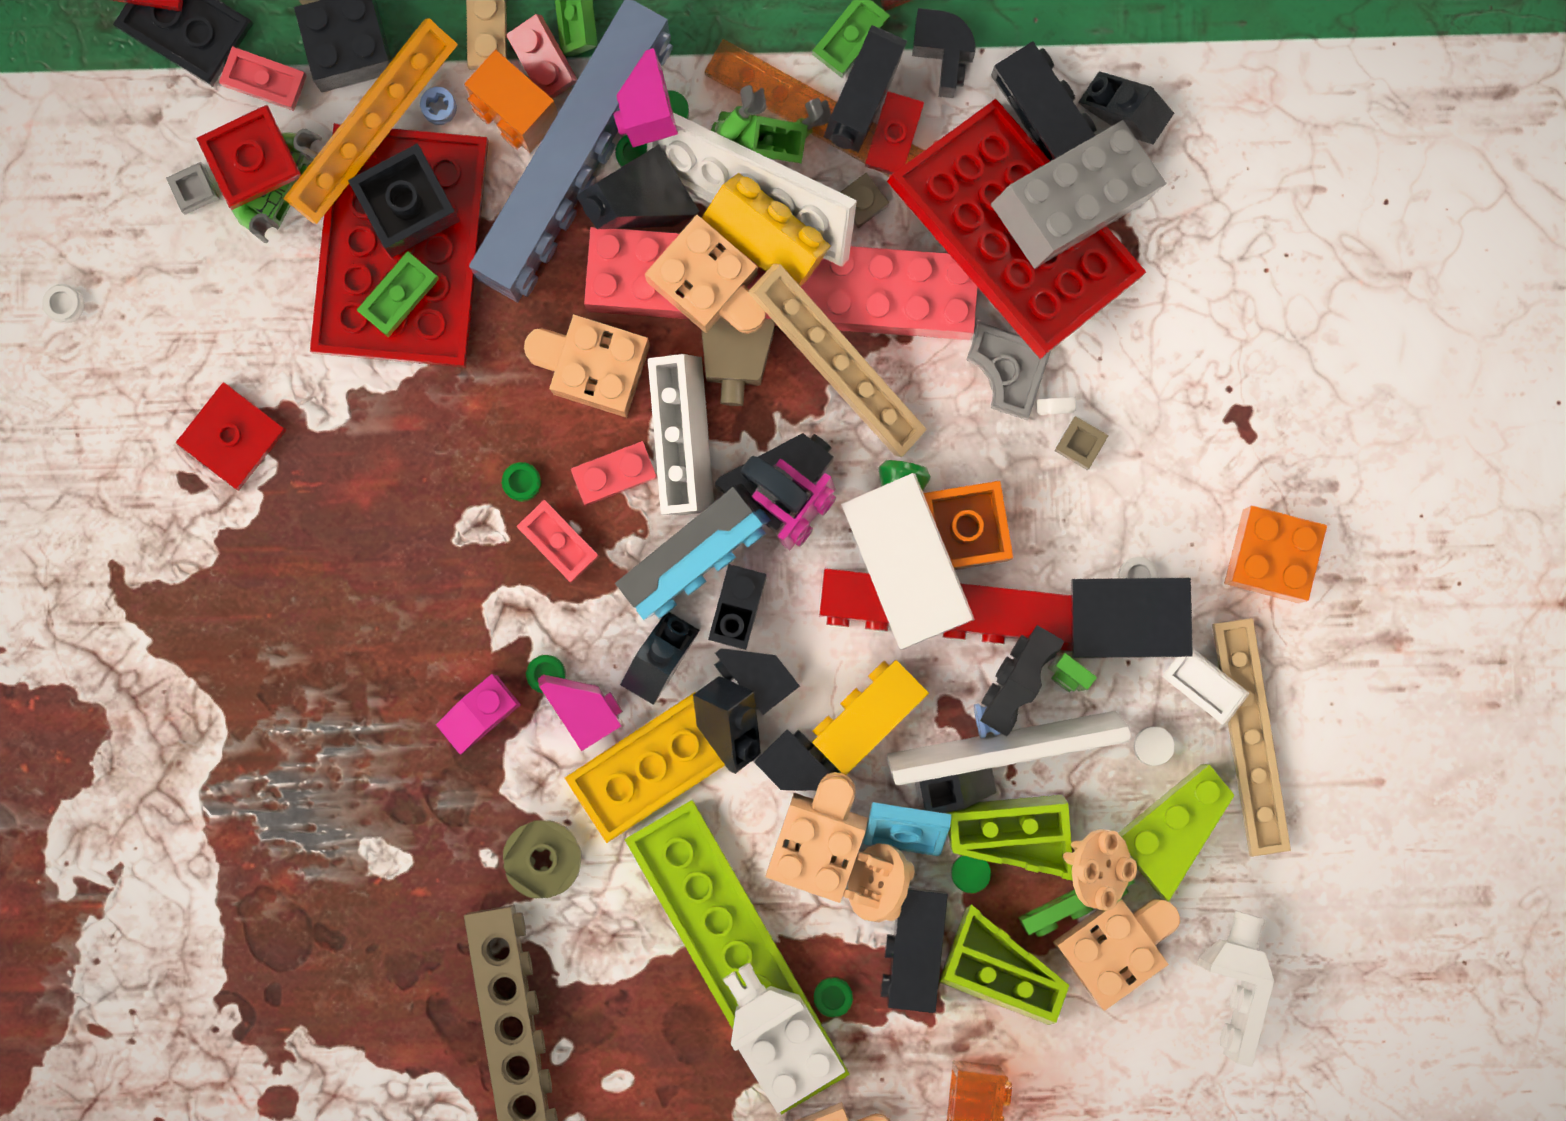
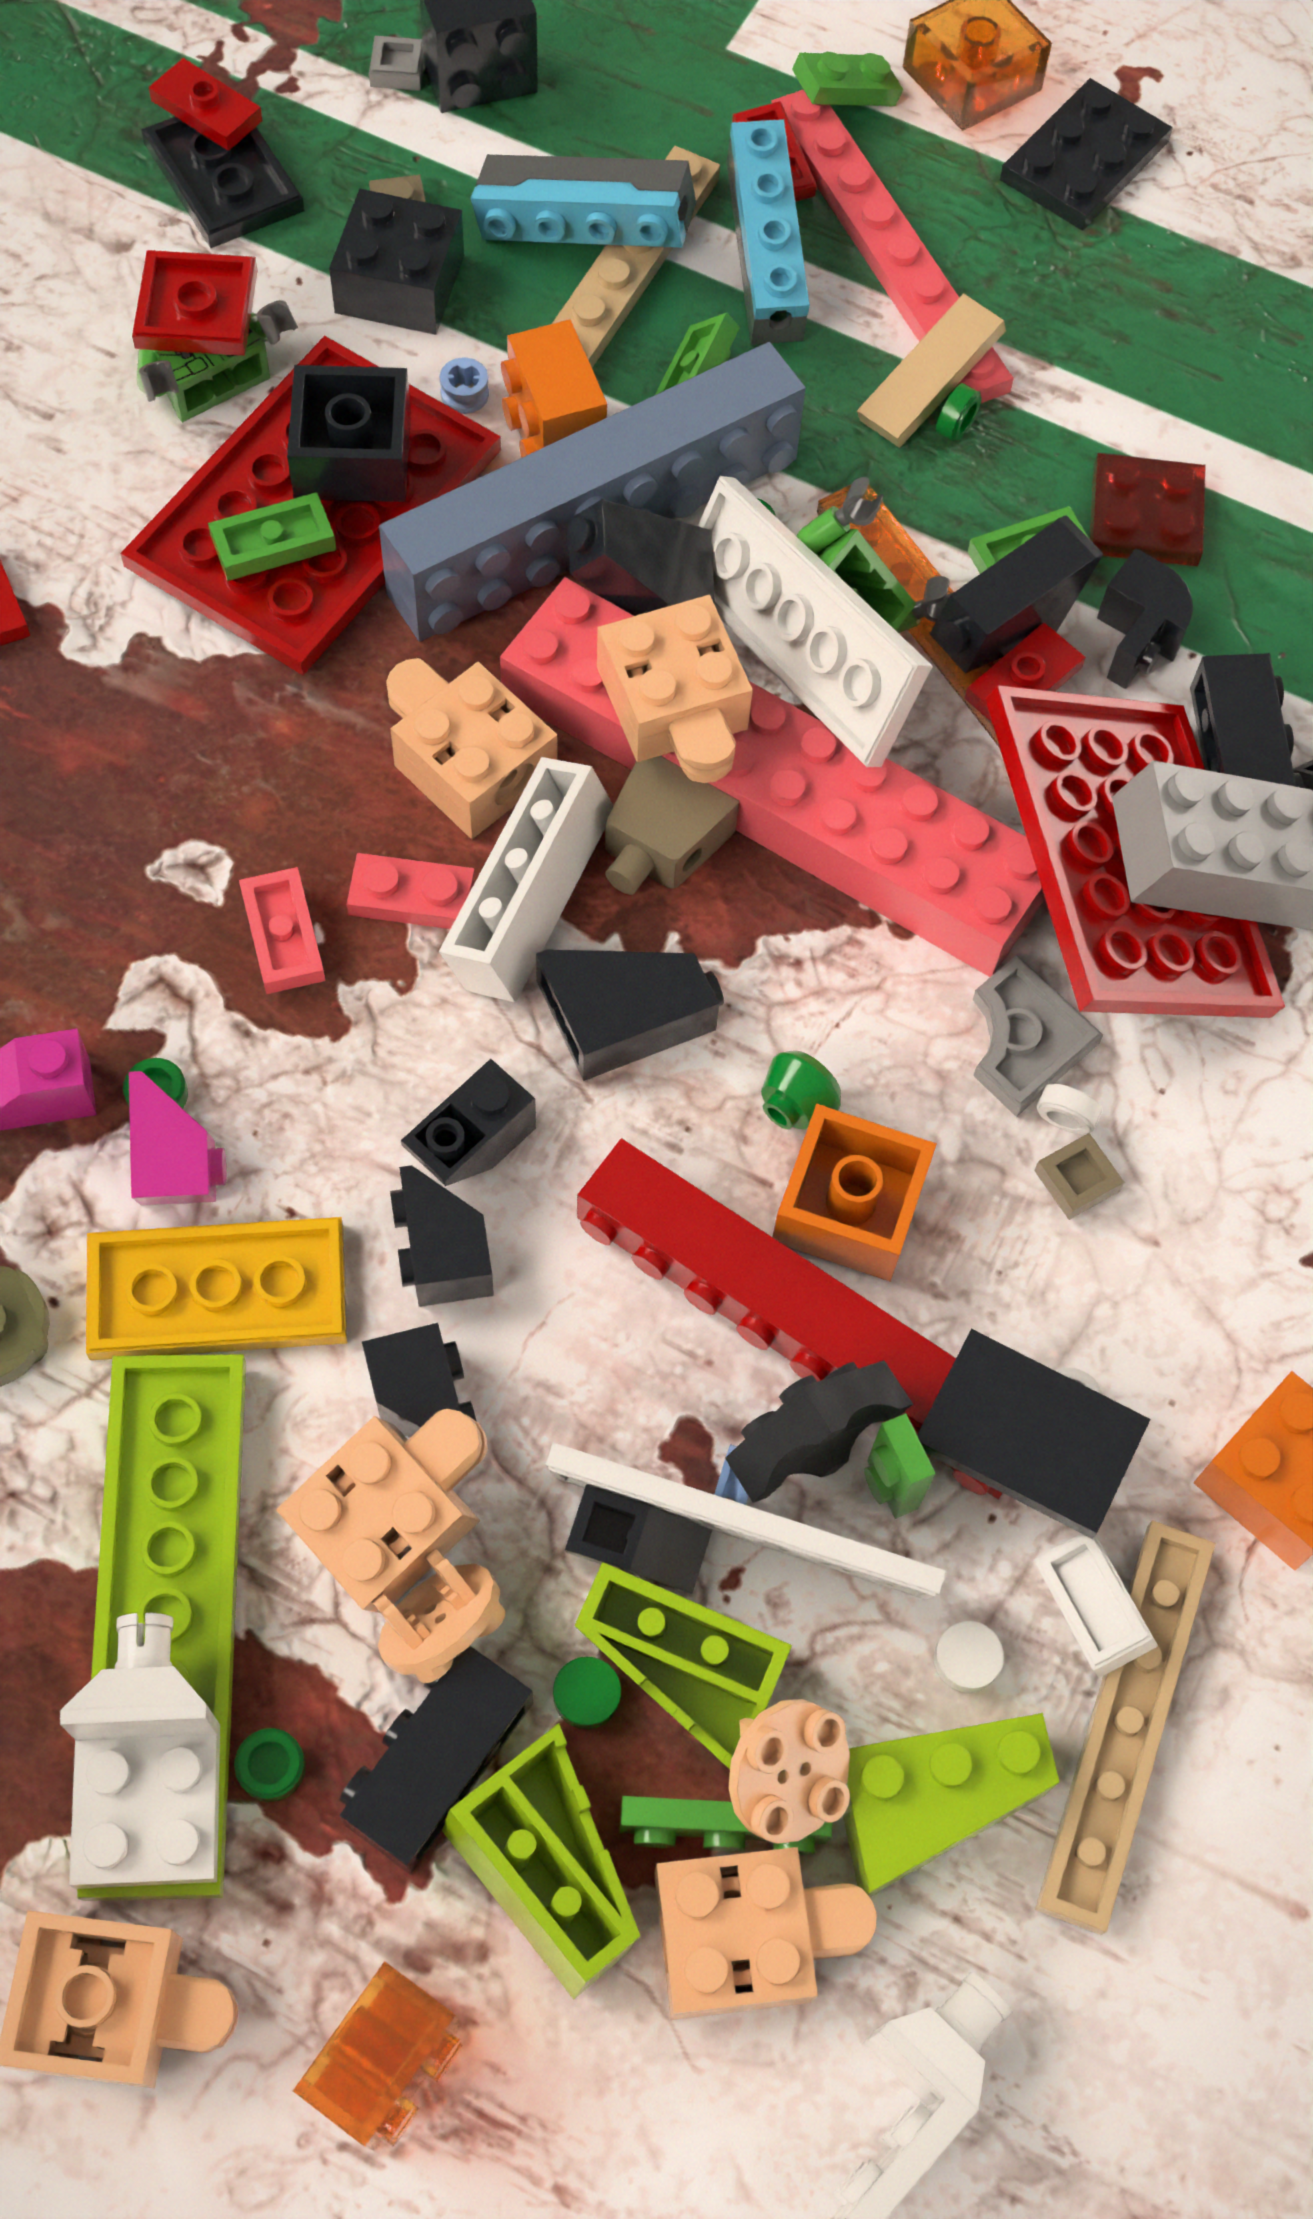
camera: 25 degrees right, 20 degrees down
(192, 188) = (108, 330): light grey tile -> none
(263, 78) = (282, 262): coral plate -> none
(370, 121) = (372, 338): light orange plate -> none
(521, 482) = (283, 840): green tile -> none
(542, 56) = (625, 374): coral plate -> none
(645, 103) = (720, 453): dark pink slope -> none
(659, 657) = (319, 1142): black slope -> none
(692, 552) = (452, 1022): piece -> none
(728, 722) = (361, 1272): black slope -> none
(765, 229) = (791, 668): yellow brick -> none
(776, 485) = (628, 1043): plate -> none
(837, 360) = (794, 876): tan plate -> none
(868, 715) = (567, 1378): yellow brick -> none
(869, 199) = (938, 740): dark tan plate -> none
(907, 561) = (743, 1182): white tile -> none
(907, 829) = (532, 1557): medium azure tile -> none

